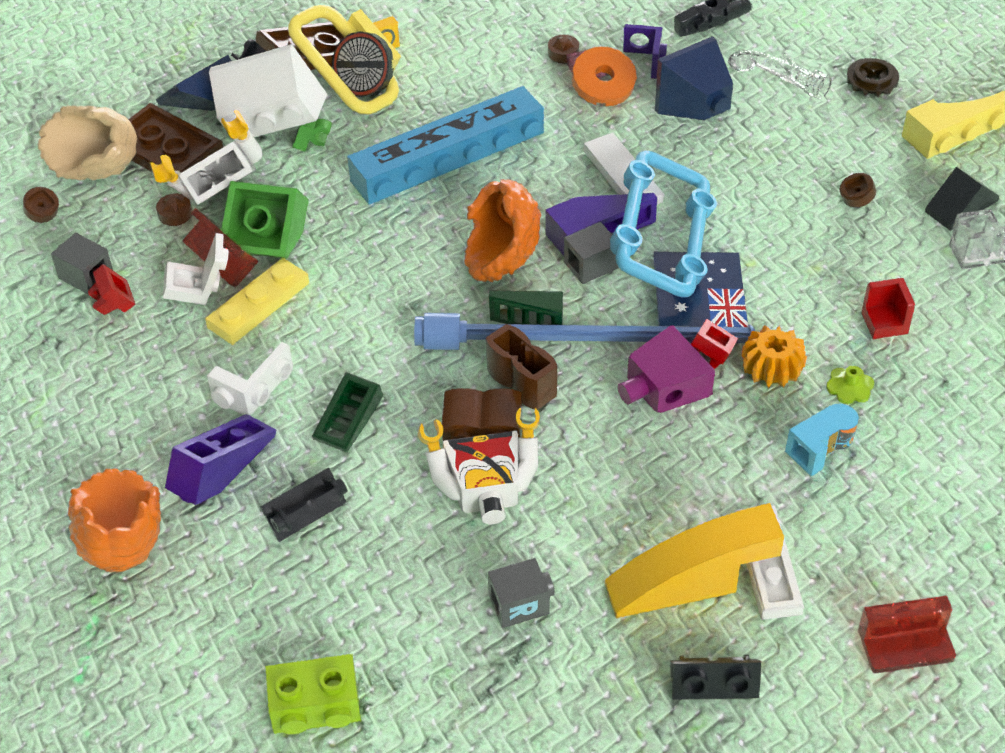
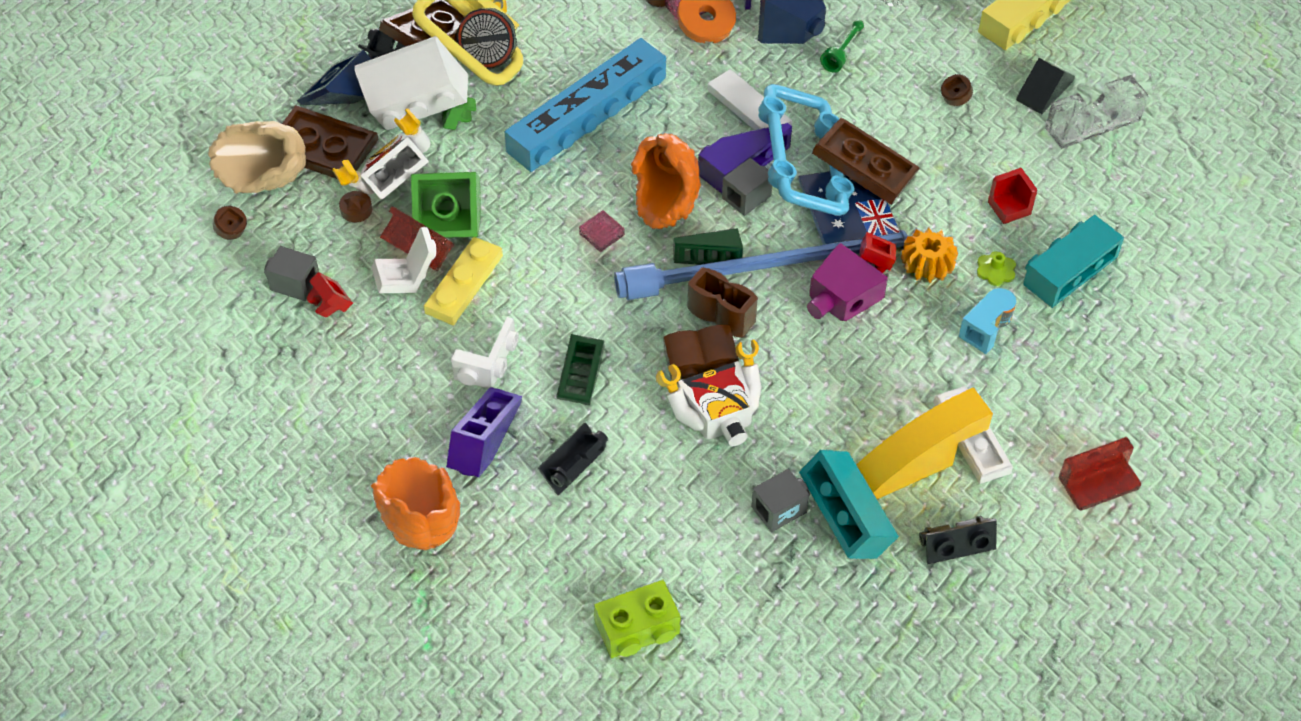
camera: 15 degrees left, 5 degrees up
(421, 274) = (601, 231): none -> clear pink tile
(593, 612) = (848, 504): none -> teal brick
(730, 245) = (865, 160): none -> reddish brown tile
(737, 134) = (838, 53): none -> green hinge
(940, 389) = (1072, 260): none -> teal brick

